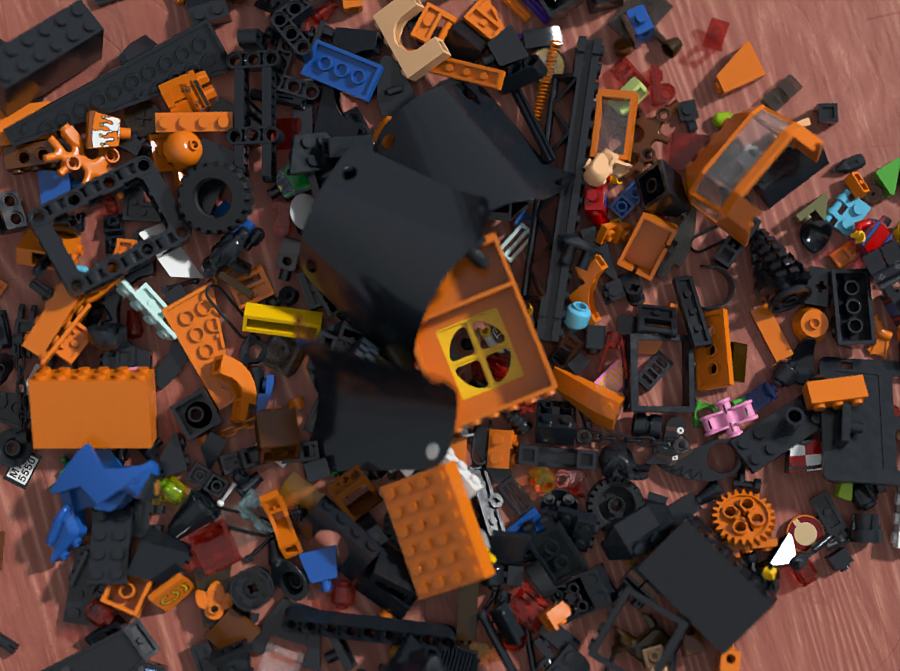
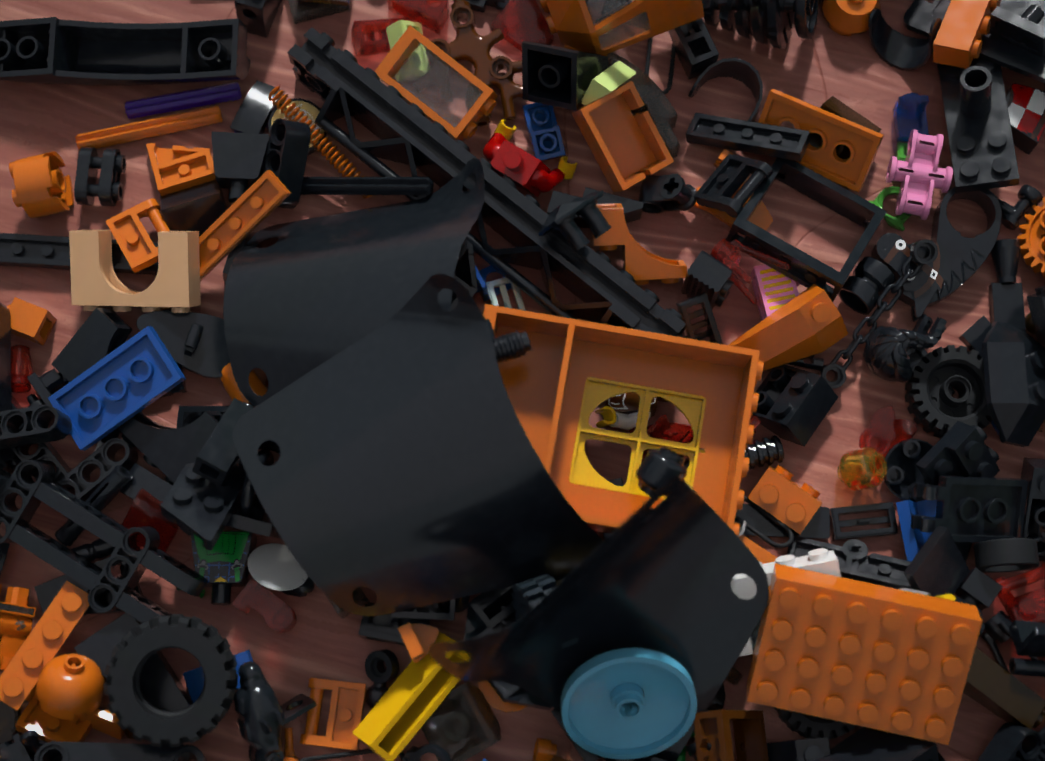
camera: 50 degrees left, 10 degrees down
(236, 285) = (318, 731): dark brown tile -> none
(255, 238) = (269, 663): black cylinder -> none
(289, 248) = (317, 617): black torso -> none
(310, 305) = (418, 639): none -> orange tile
(341, 429) = (628, 703): none -> medium azure dish
(460, 374) = (659, 468): none -> black head
(466, 344) = (609, 452): black arm -> none
(557, 457) = (842, 429): black arch -> none
(577, 316) = (665, 281): medium azure head -> none
(578, 364) = (729, 322): black slope -> none
(602, 165) = (484, 123): light nougat head -> none
(612, 291) = (656, 221): black brick -> none
(614, 231) = (578, 170): orange slope -> none
(623, 47) = (339, 20): reddish brown tile -> none
(627, 324) = (710, 232): black tile -> none
(646, 385) = (805, 230): black slope -> none
(671, 218) = (607, 82): none -> yellowish green slope
(771, 333) = (832, 61): orange tile -> none
(784, 373) = (898, 73): black head -> none

